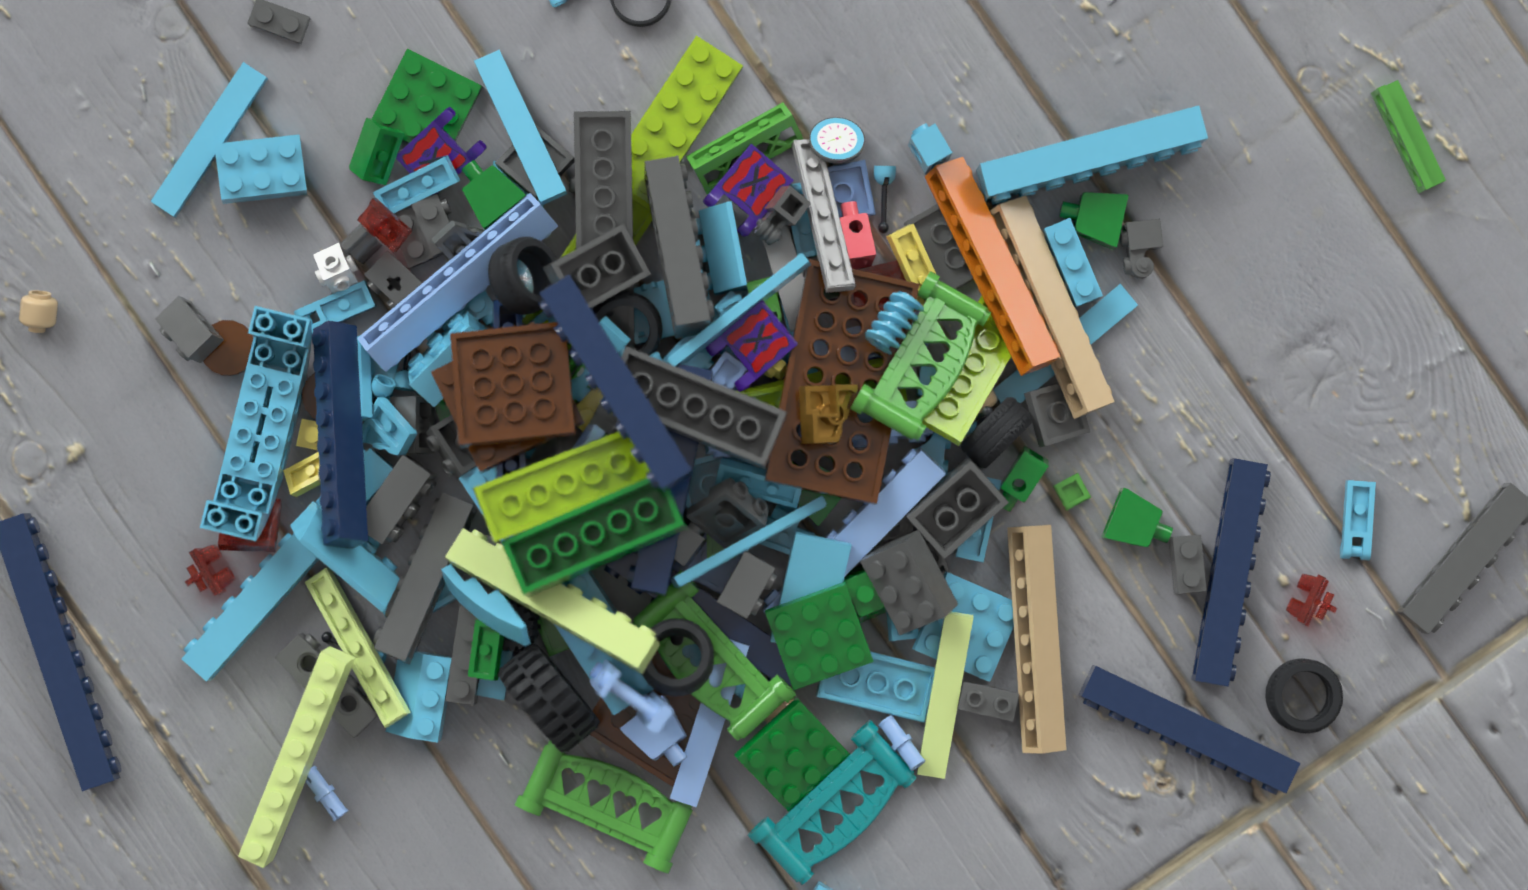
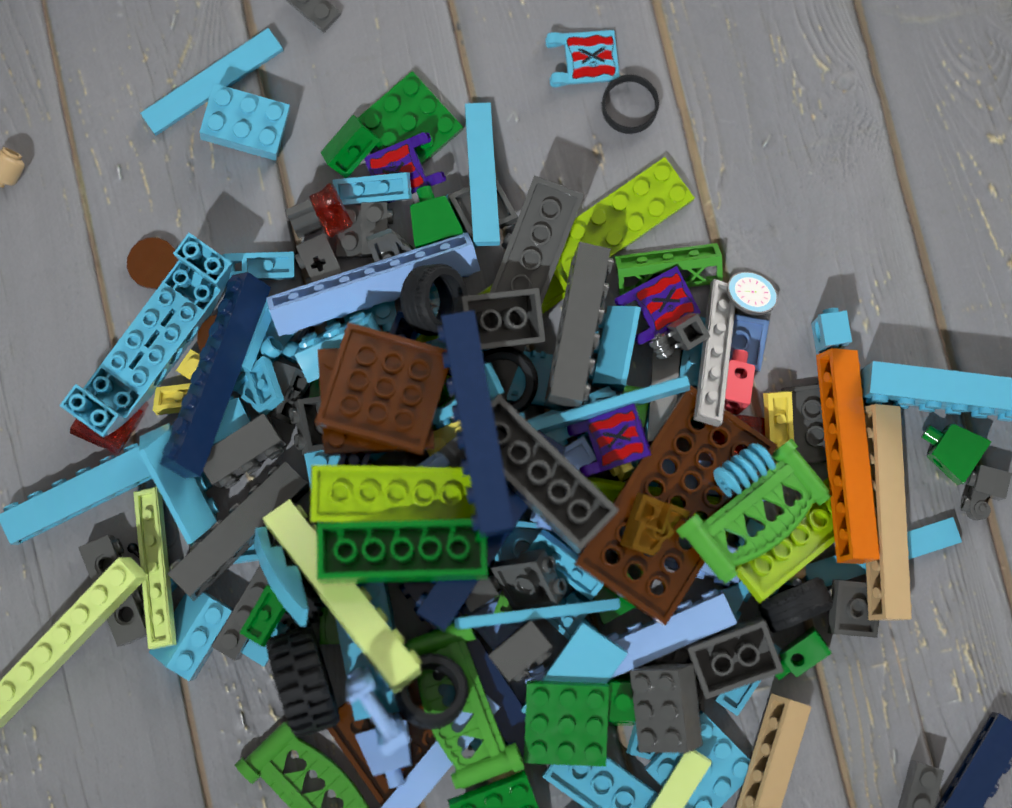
camera: 20 degrees right, 5 degrees down
(188, 329) = (125, 233): dark grey brick -> none
(216, 581) = (56, 459): clear red hips -> none
(325, 794) = (72, 686): light blue pin -> none
(335, 268) = (273, 231): white brick -> none
(884, 176) = (781, 341): hinge -> none
(1071, 491) = (840, 684): bright green tile -> none
(1072, 263) = (919, 481): medium azure brick -> none
(1135, 521) = (887, 733): green torso -> none

